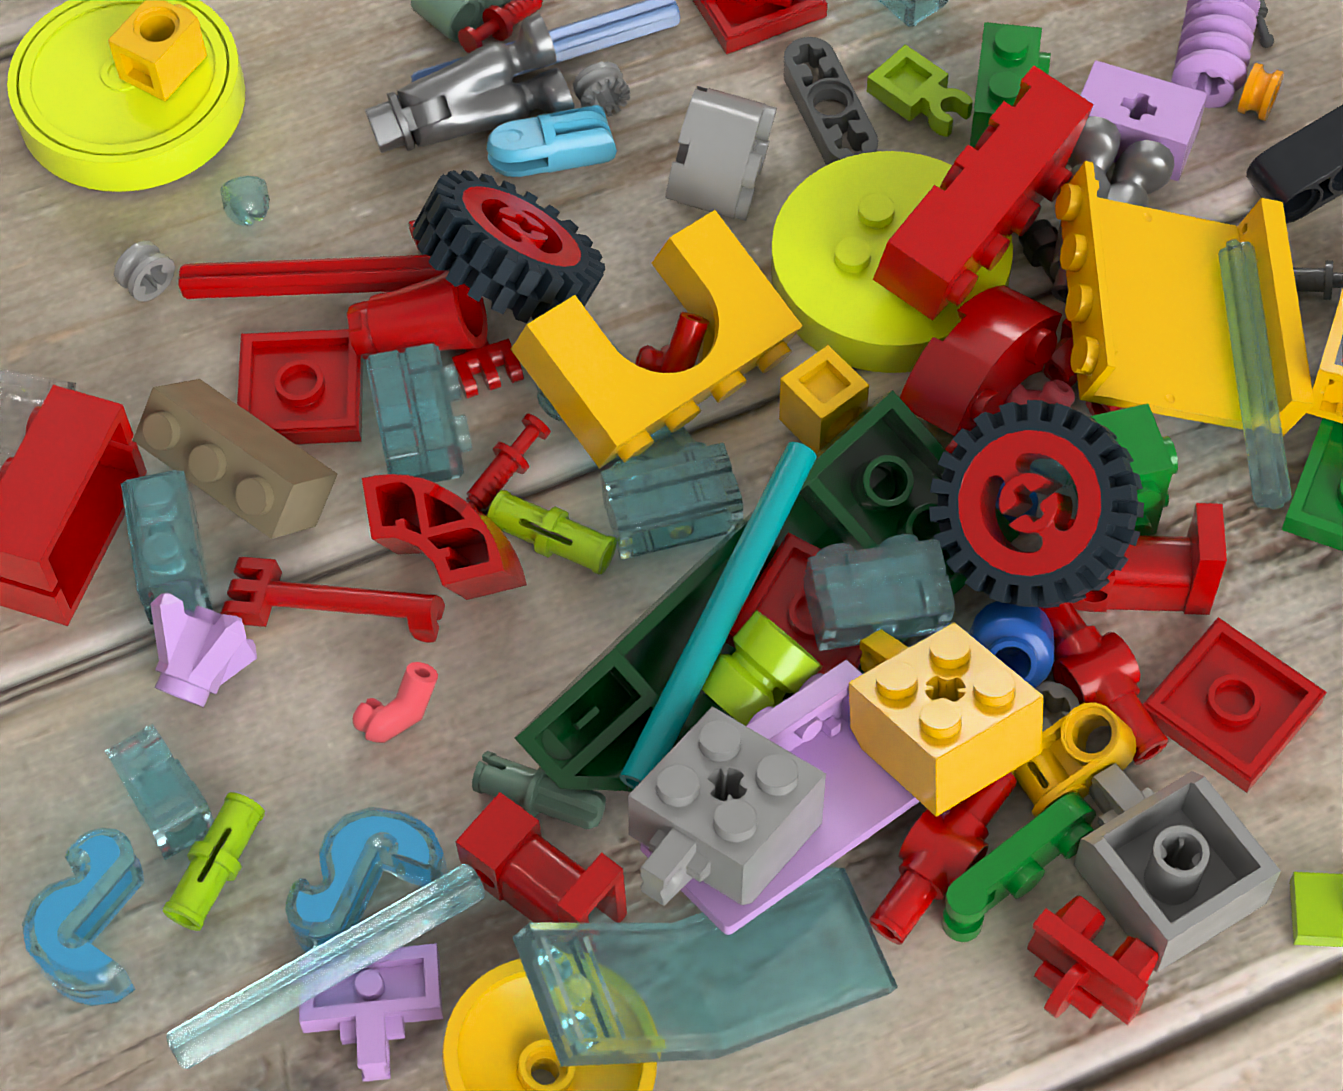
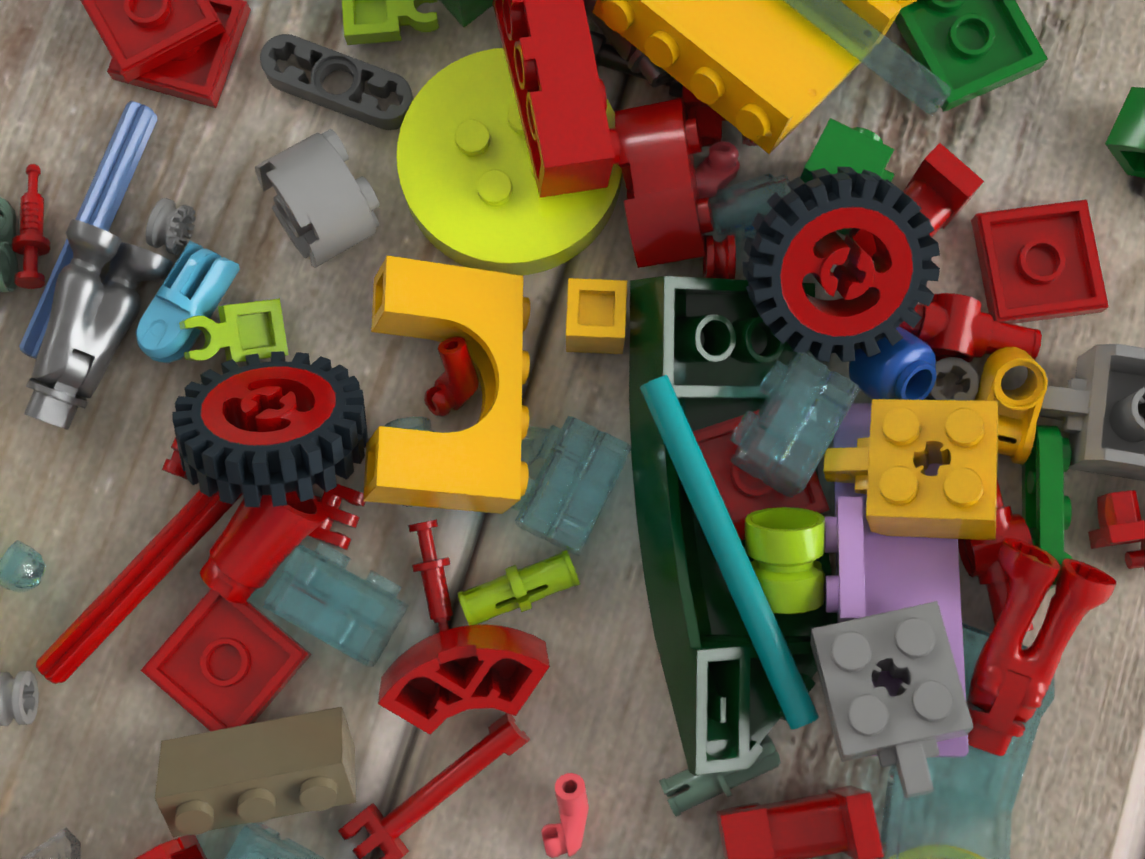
camera: 50 degrees left, 20 degrees up
(570, 190) = (242, 331): none -> lime plate
(835, 934) = (1014, 679): none -> red piece

